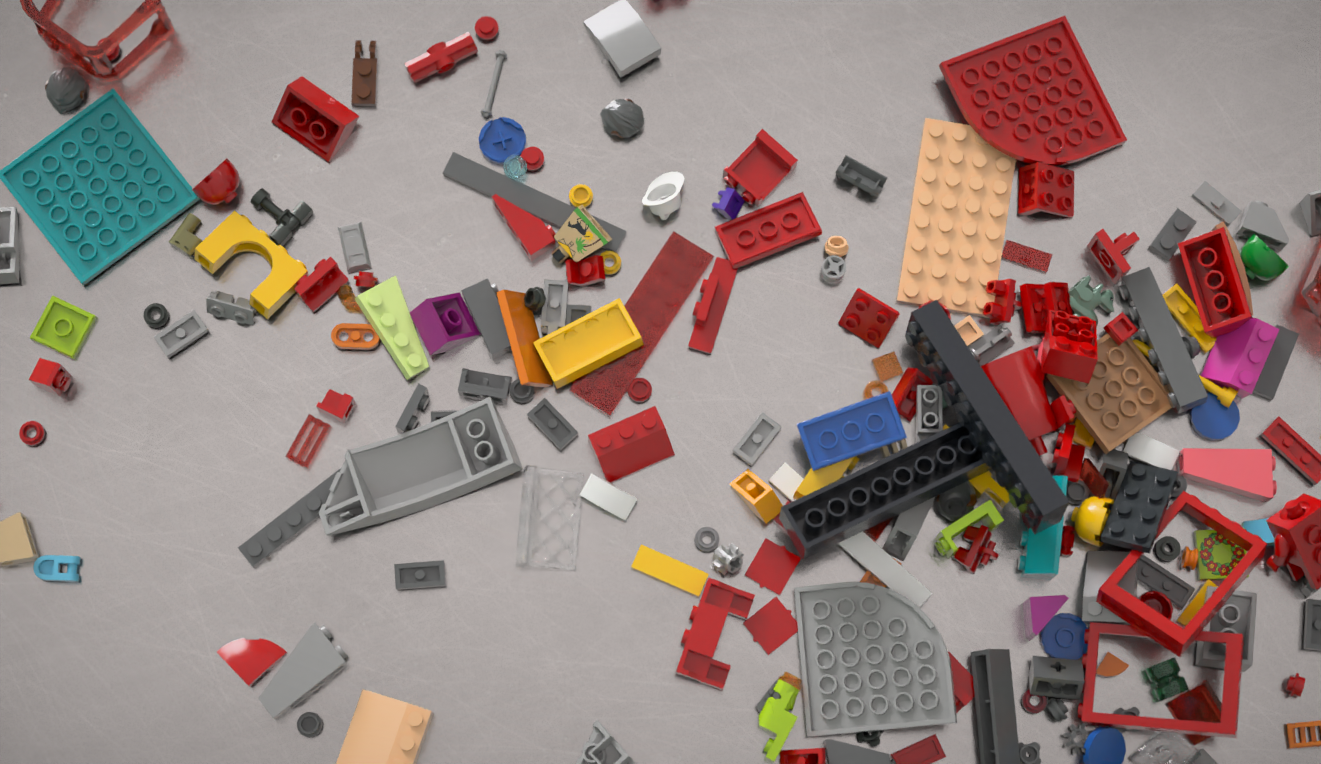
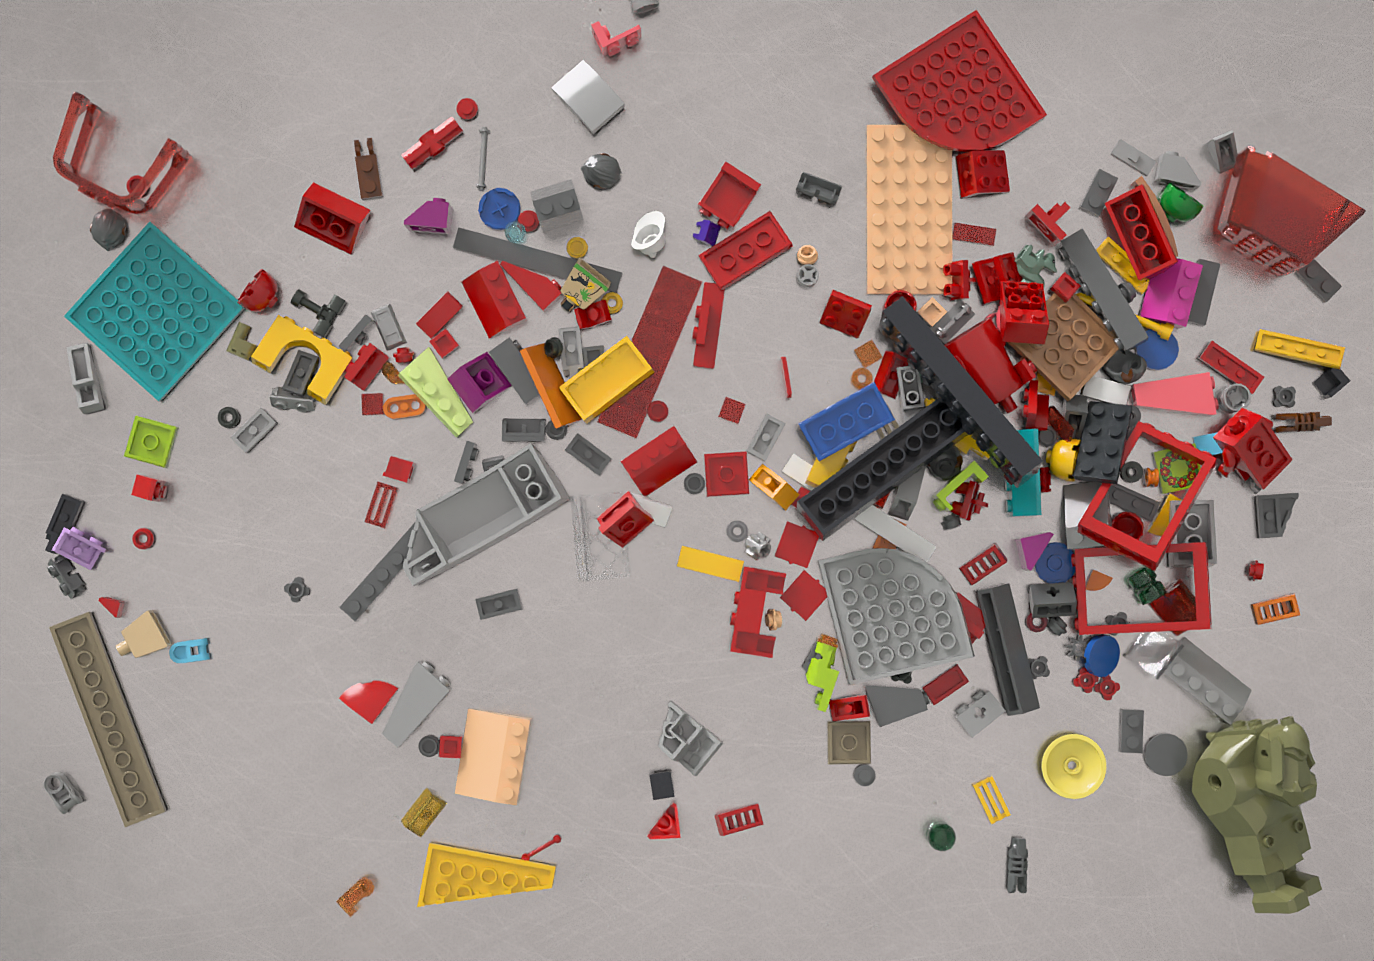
camera: 10 degrees left, 10 degrees up
(186, 516) = (290, 589): none -> dark grey plate
(246, 279) = (300, 373): none -> dark grey plate
(318, 247) = (357, 334): none -> dark grey plate
(320, 328) = (372, 404): none -> clear red tile
(333, 729) = (450, 747): none -> red plate
(413, 242) = (439, 314): none -> red slope
(413, 274) = (444, 343): none -> red plate
(424, 134) = (431, 217): none -> magenta slope
(478, 236) = (493, 299): none -> red slope
(567, 147) = (556, 205): none -> dark grey slope
(581, 502) = (624, 520): none -> red bracket
(667, 477) = (694, 483): none -> dark grey plate
(705, 473) = (726, 474): none -> red tile
(723, 403) = (732, 410): none -> clear red tile
(731, 646) = (773, 619): none -> light nougat plate
(790, 374) = (786, 377): none -> red piece
(953, 570) = (951, 521): none -> dark grey plate
(1001, 614) = (995, 565): none -> red slope
(1177, 429) = (1126, 367): none -> dark grey hair
(1295, 483) = (1234, 398): none -> light grey wheel

